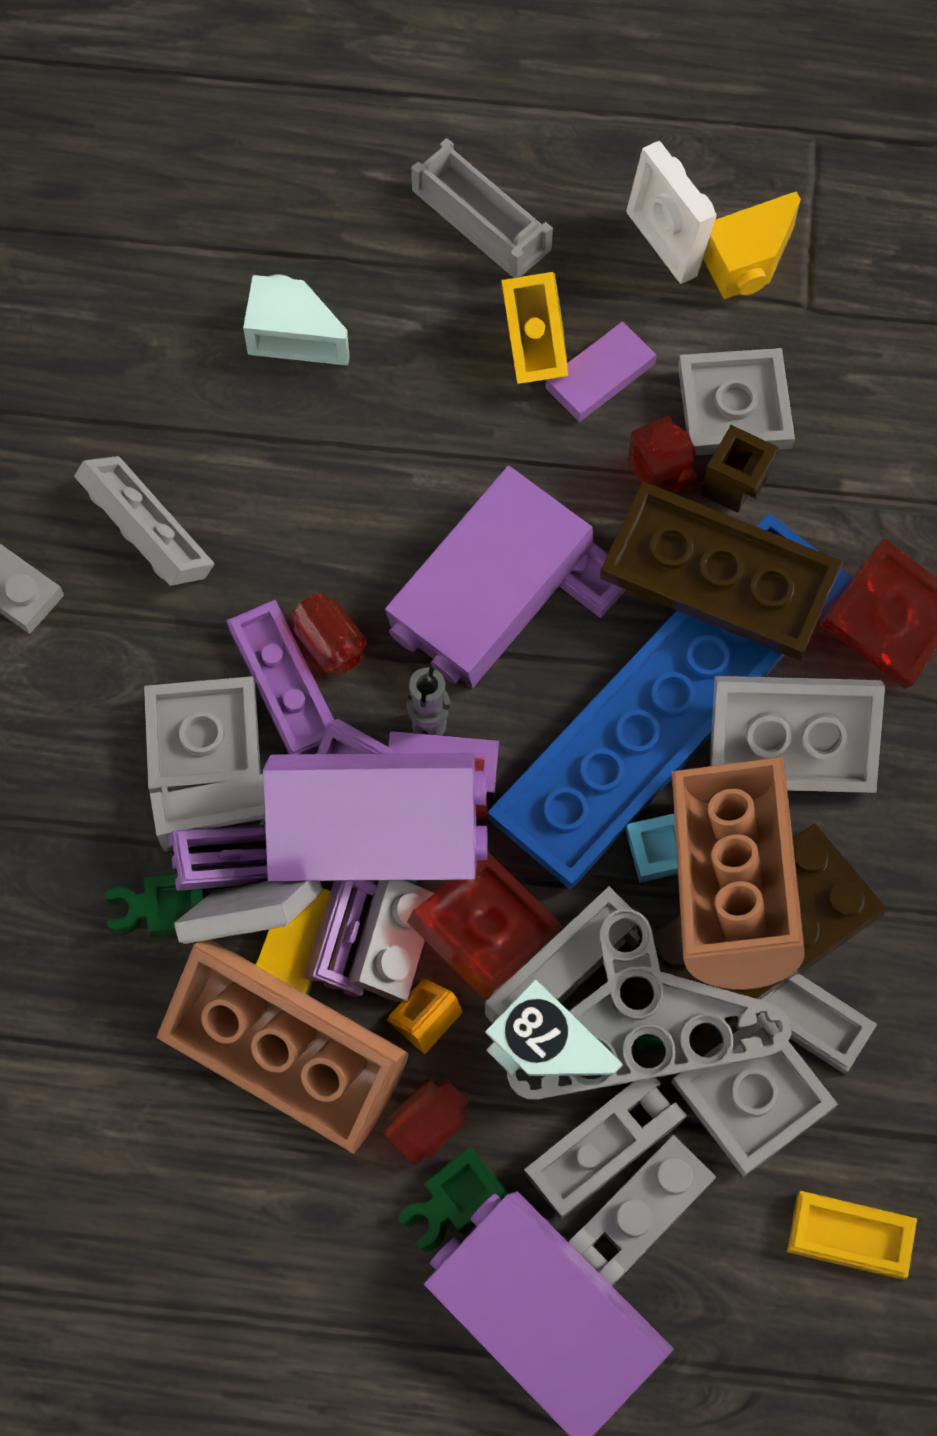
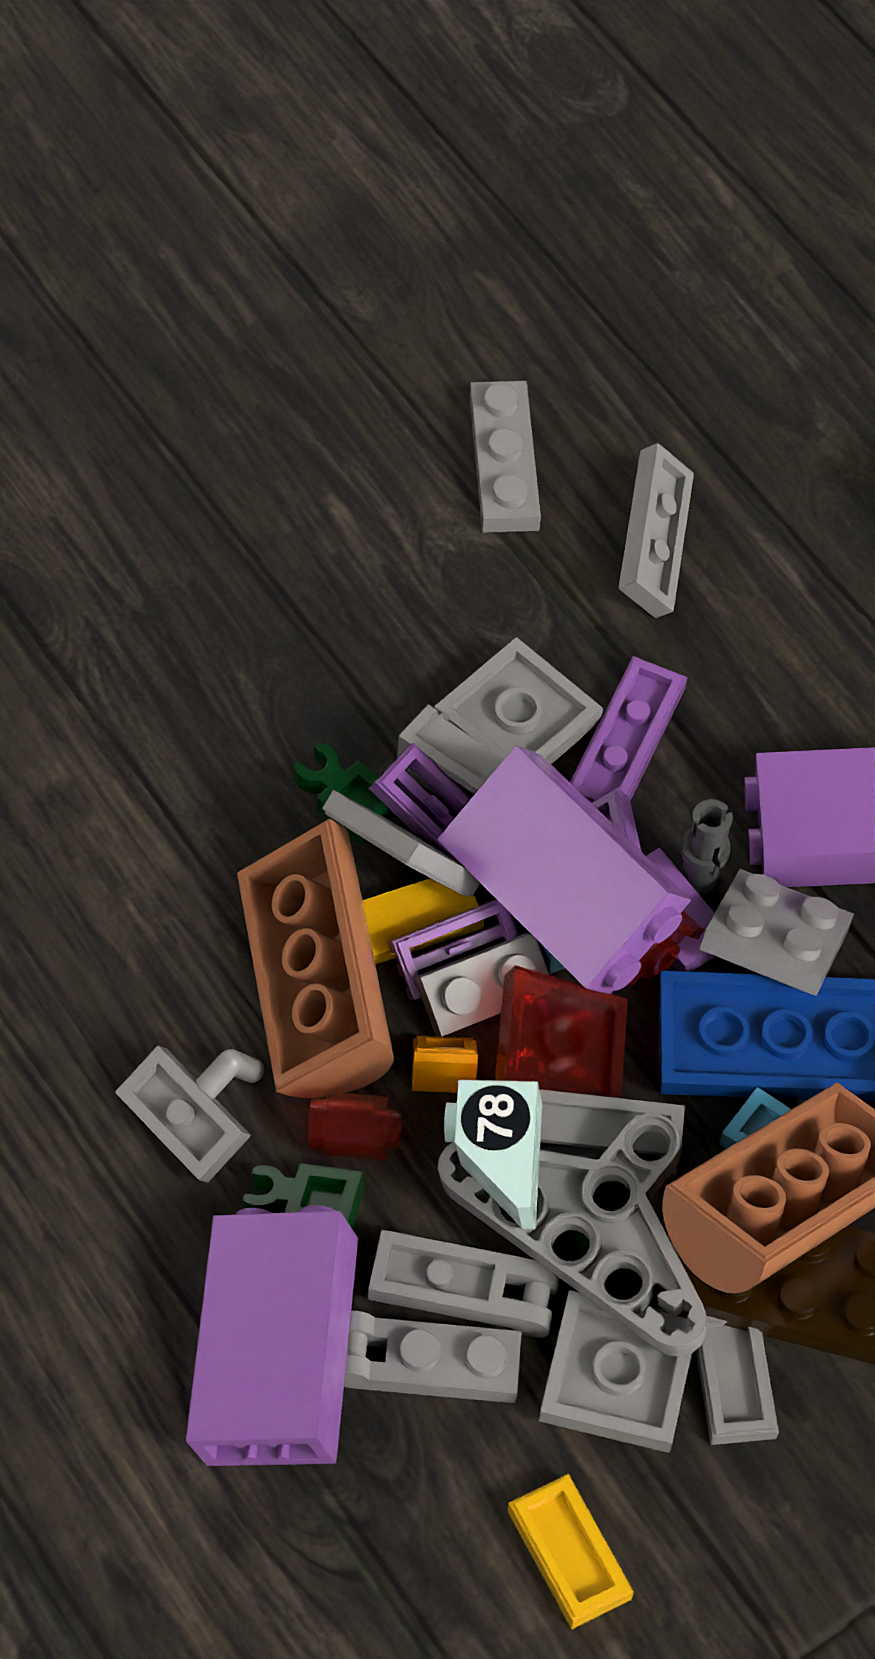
camera: 45 degrees right, 10 degrees down
(316, 1231) = (185, 1109): none -> light grey plate
(328, 633) = (696, 736): clear red brick -> none
(524, 711) = (777, 931): none -> light grey plate

